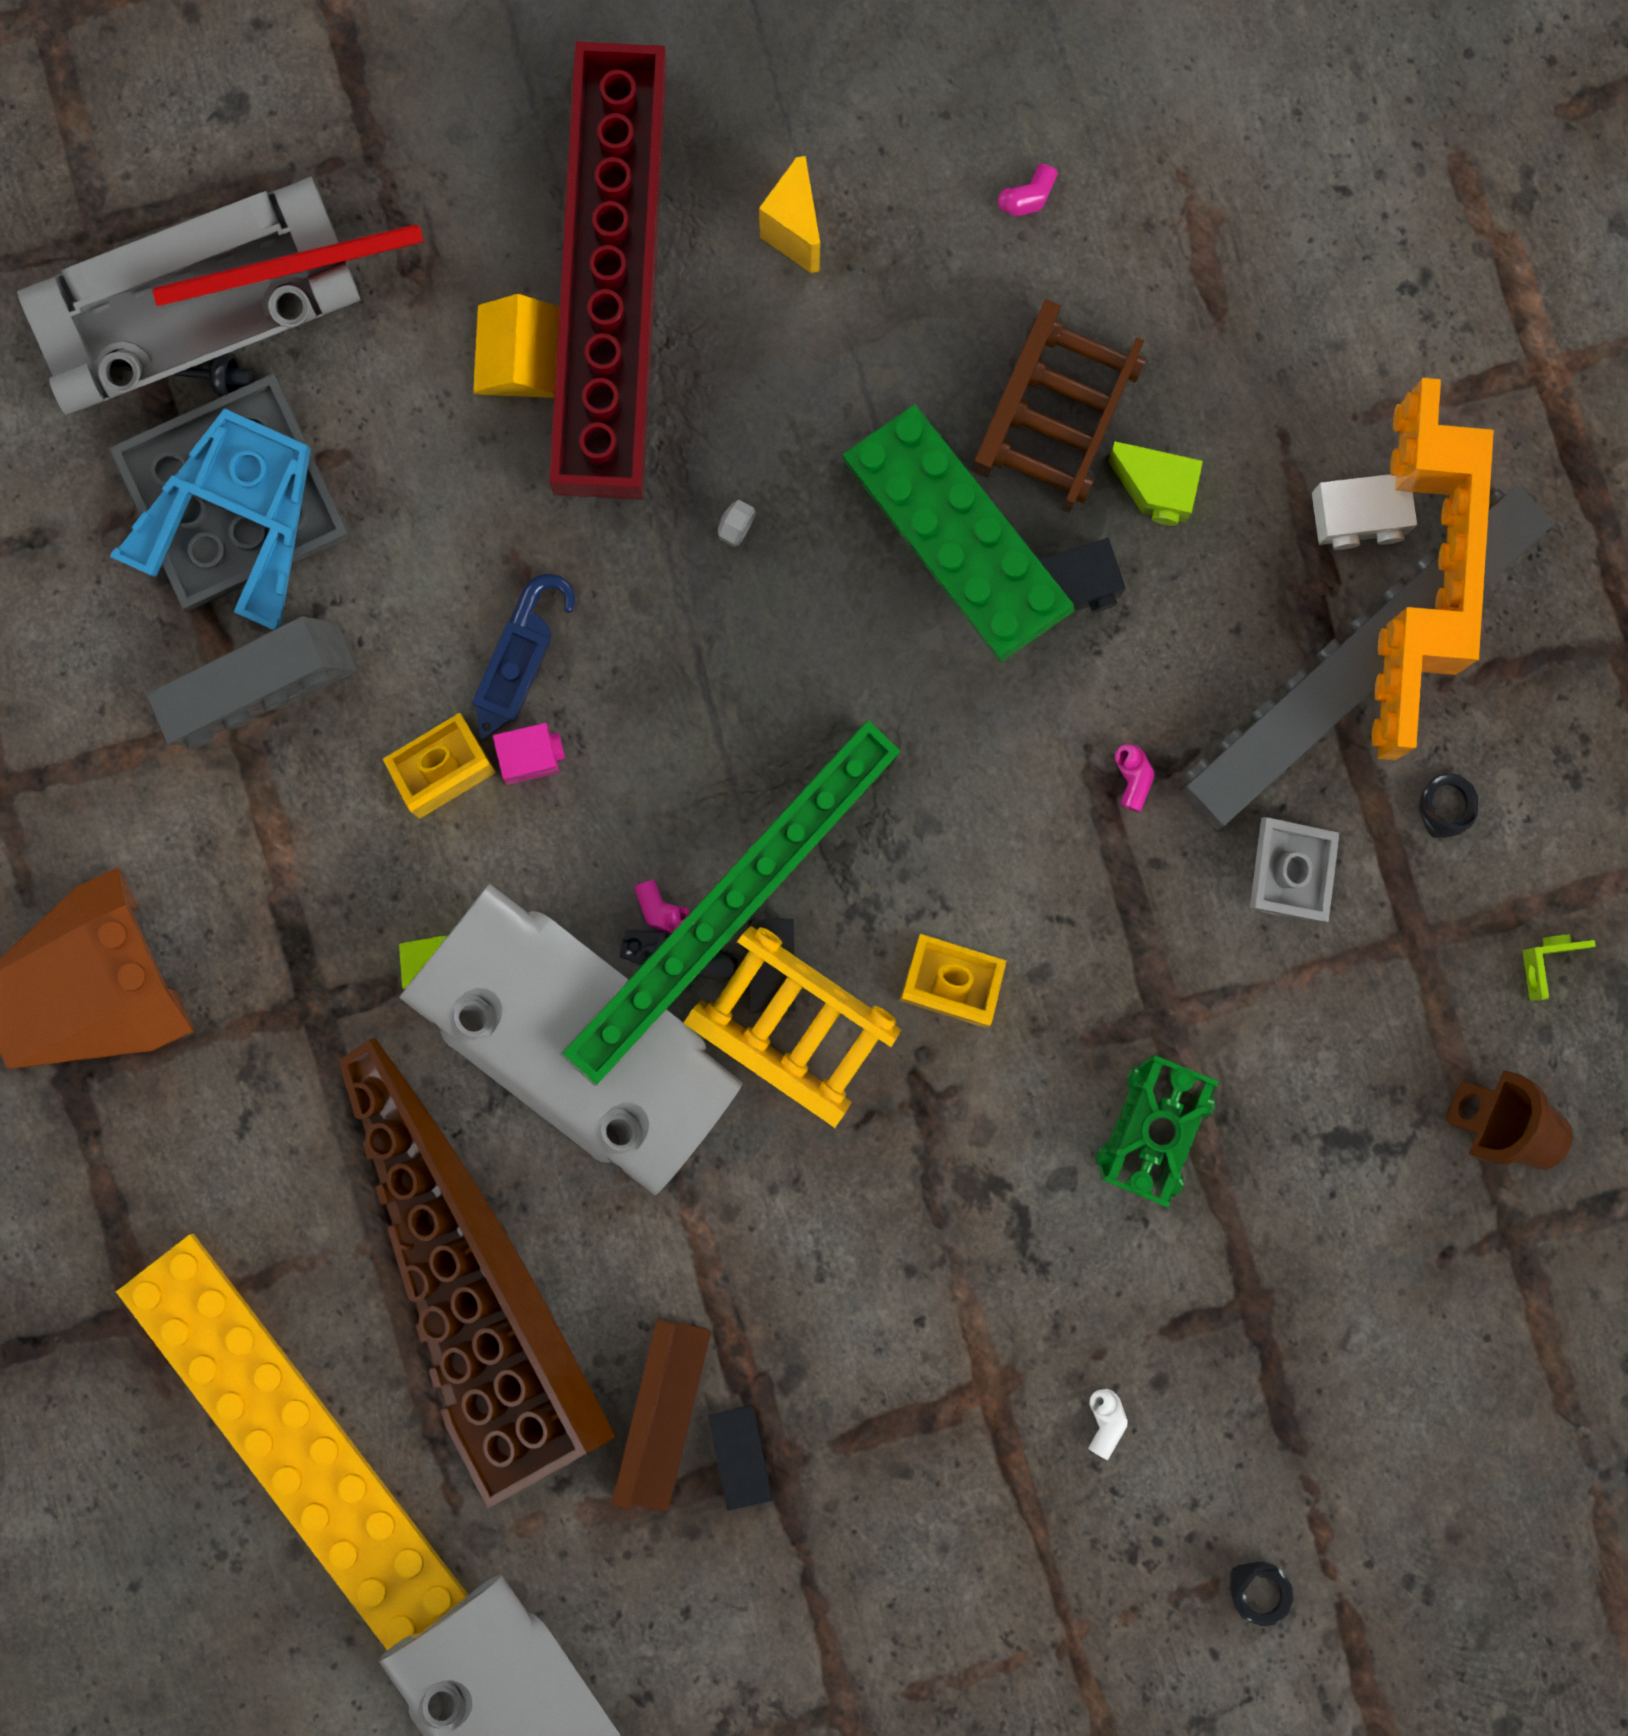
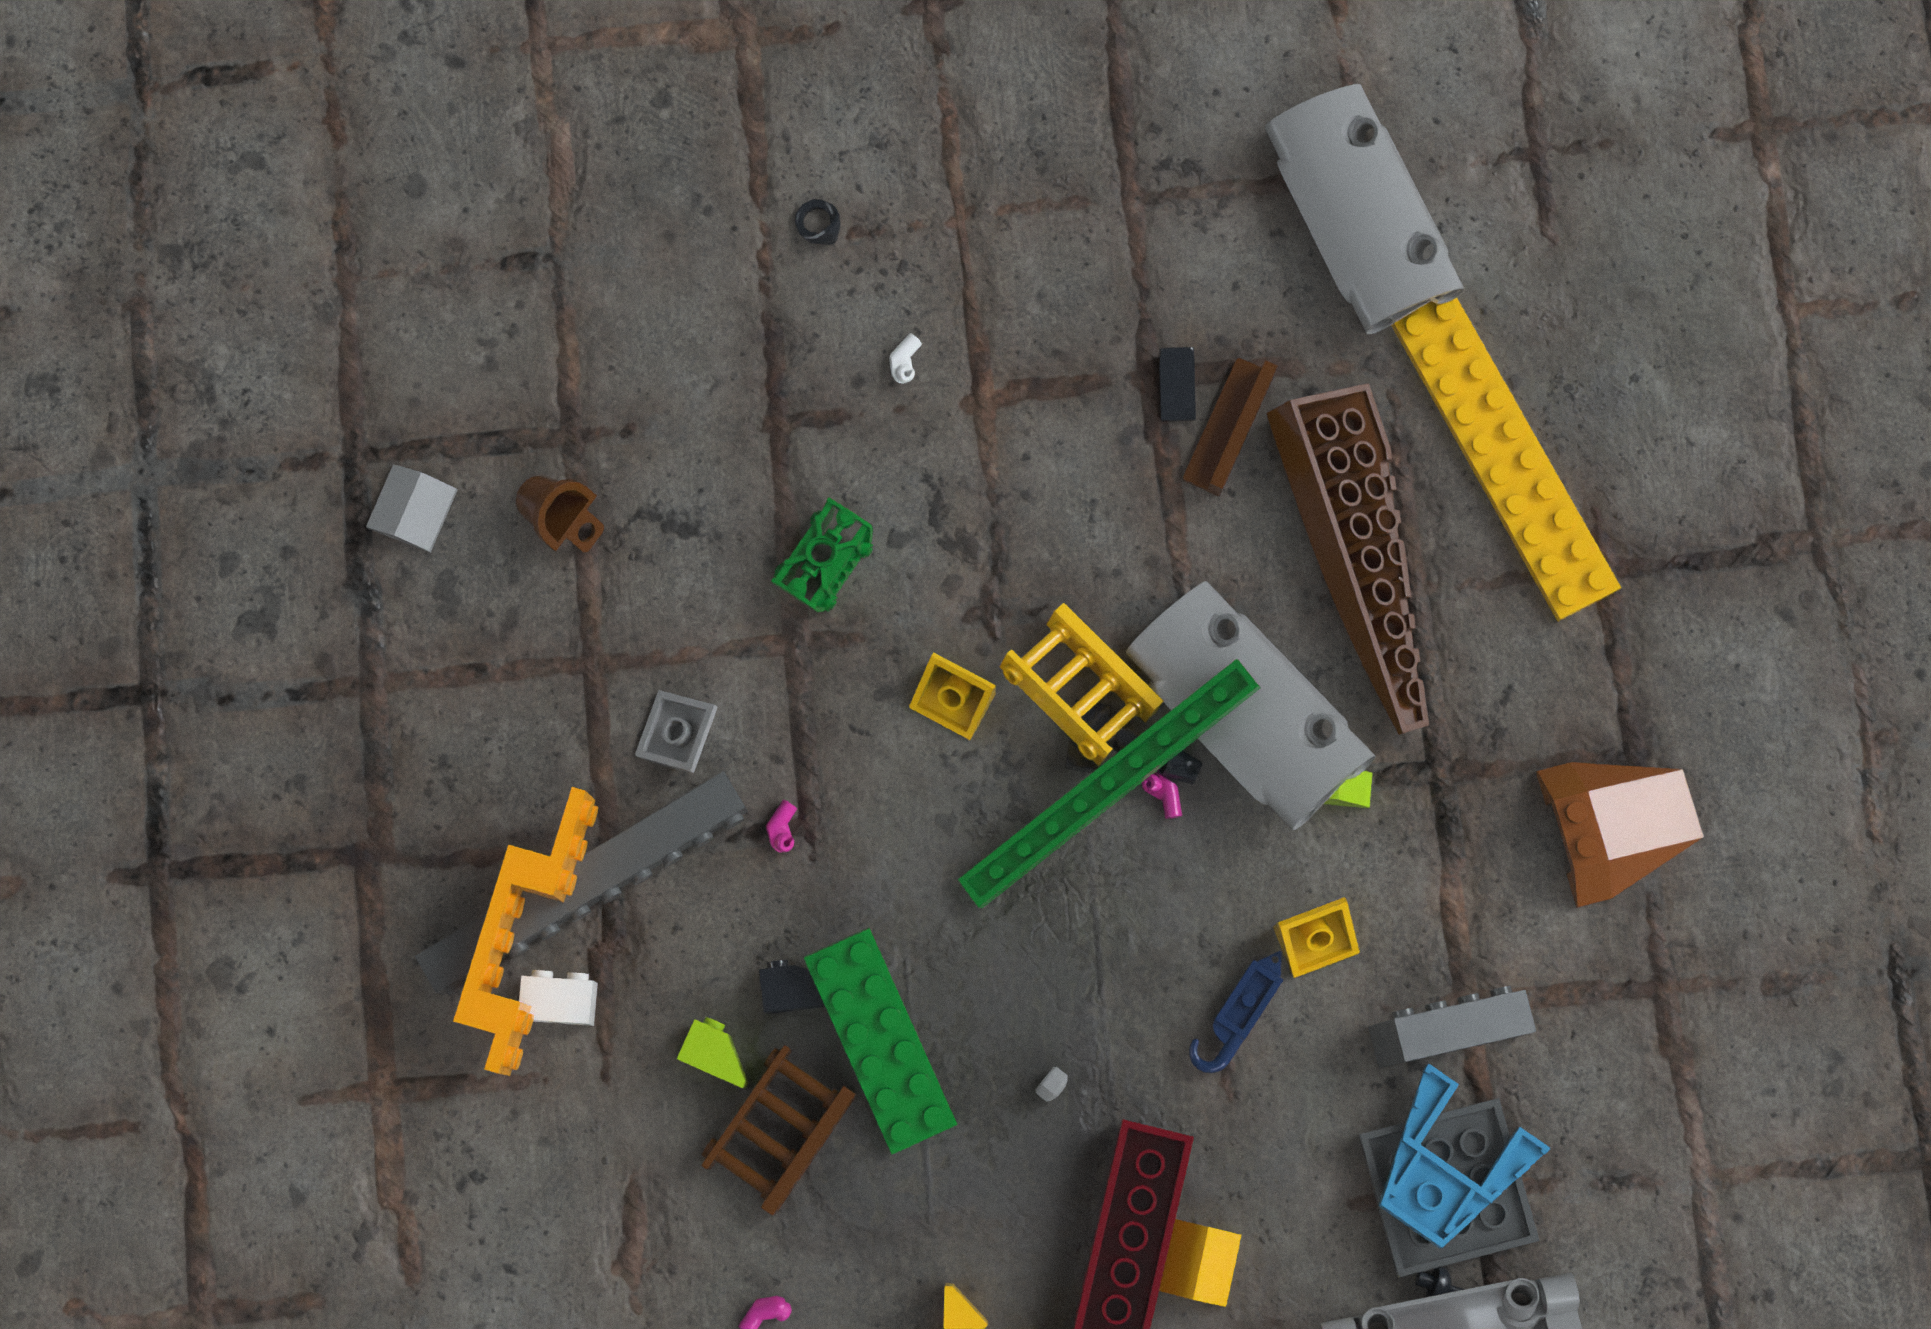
camera: 160 degrees left, 5 degrees down
(528, 753) = (1245, 932): dark pink brick -> none
(1439, 827) = (539, 744): black piece -> none
(1534, 962) = (495, 637): lime bracket -> none

